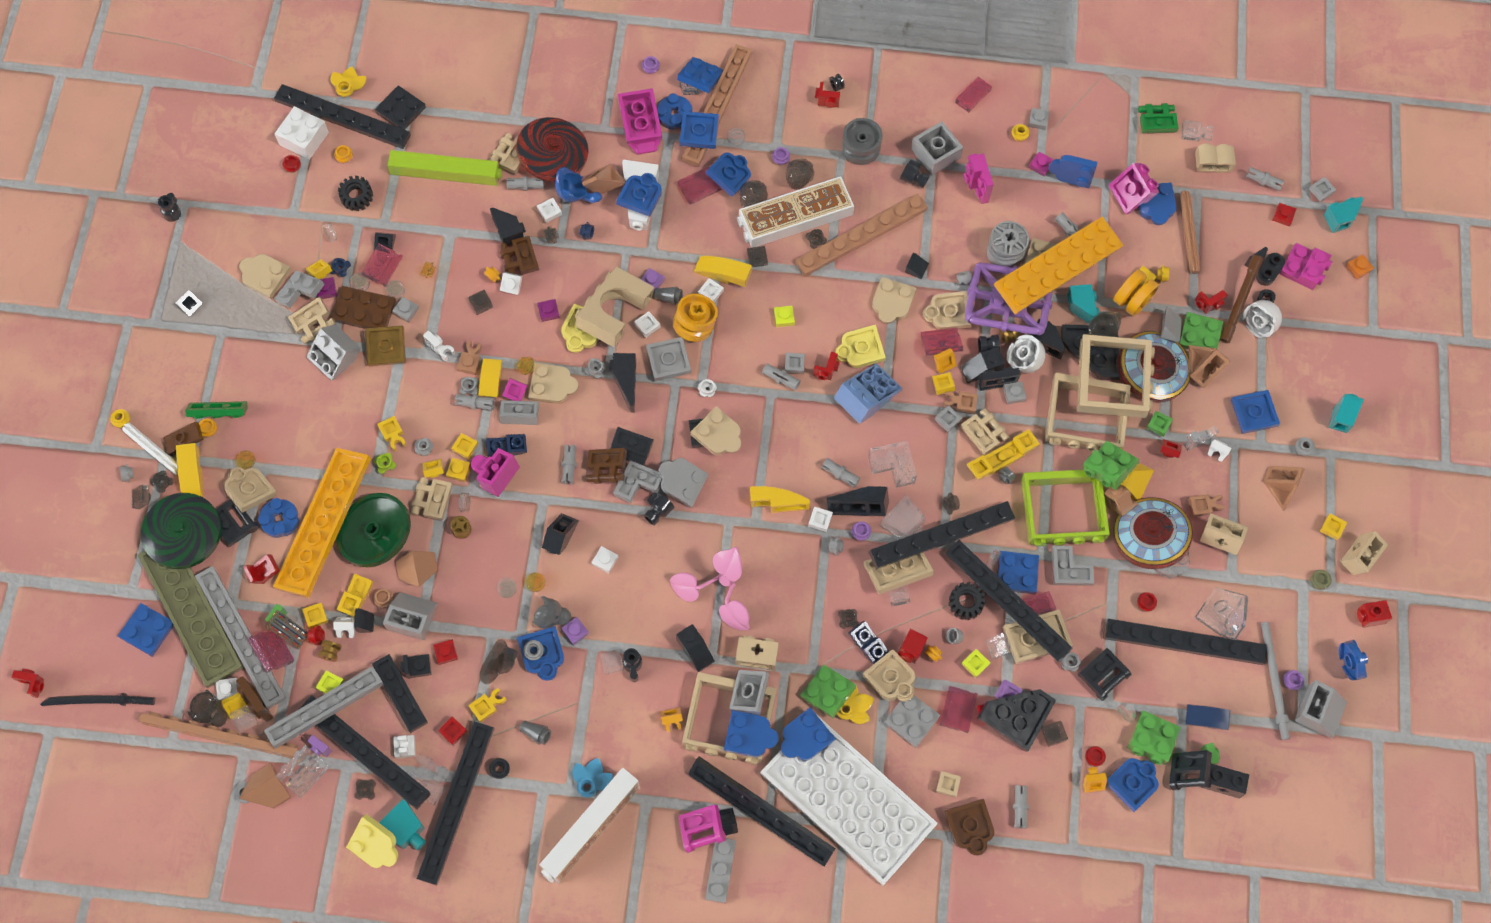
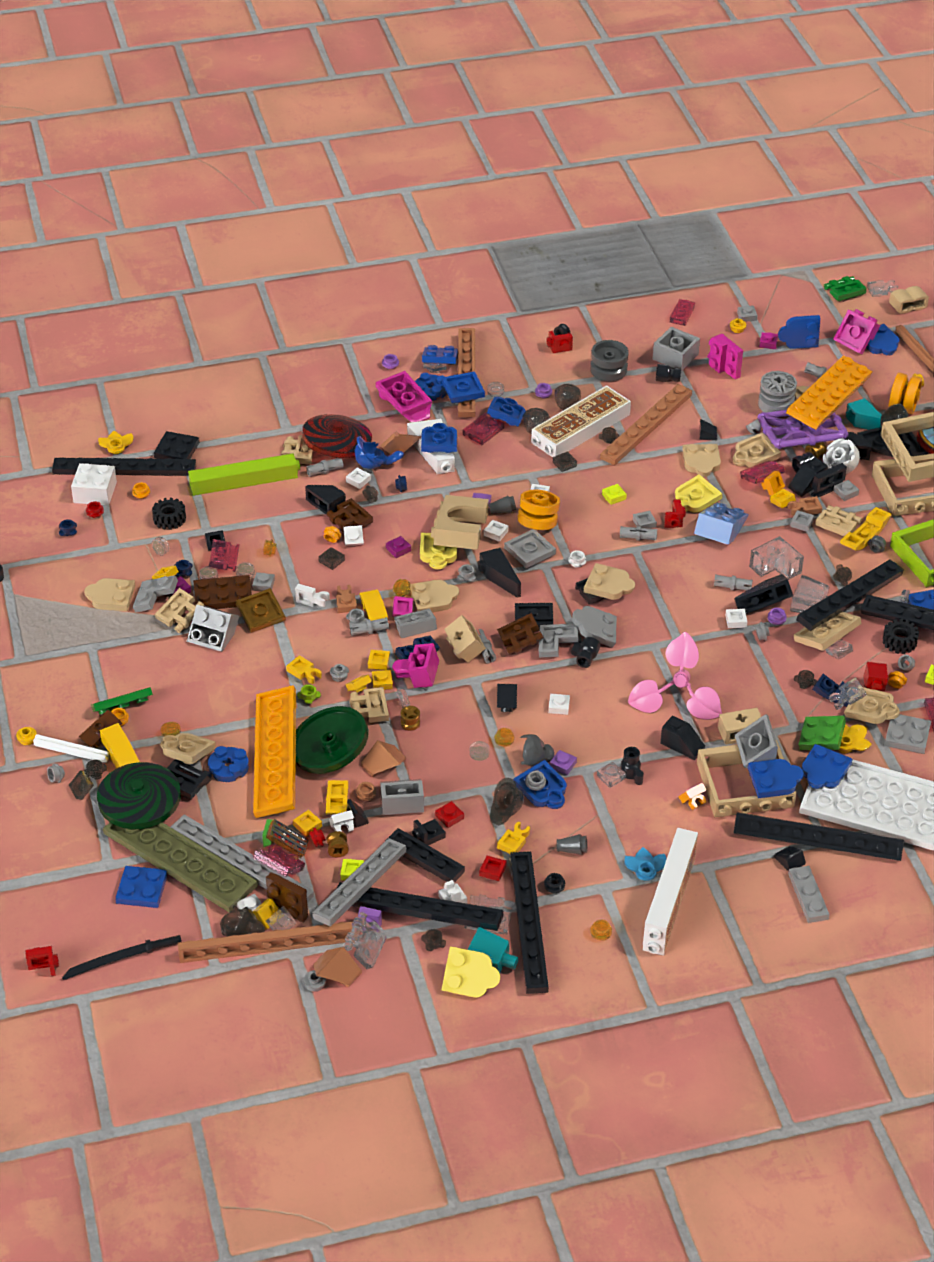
camera: 20 degrees left, 25 degrees down
(188, 303) = (47, 634): slope -> none
(257, 173) = (67, 528): none -> dark blue plate
(262, 570) = (236, 803): red bracket -> none
(514, 837) = (601, 930): none -> clear yellow plate
(551, 453) = (464, 639): none -> tan brick
(700, 821) = (769, 858): dark pink plate -> none
(724, 270) = (542, 475): yellow slope -> none
(778, 499) = (690, 614): yellow slope -> none
(876, 658) = (850, 692): none -> clear plate

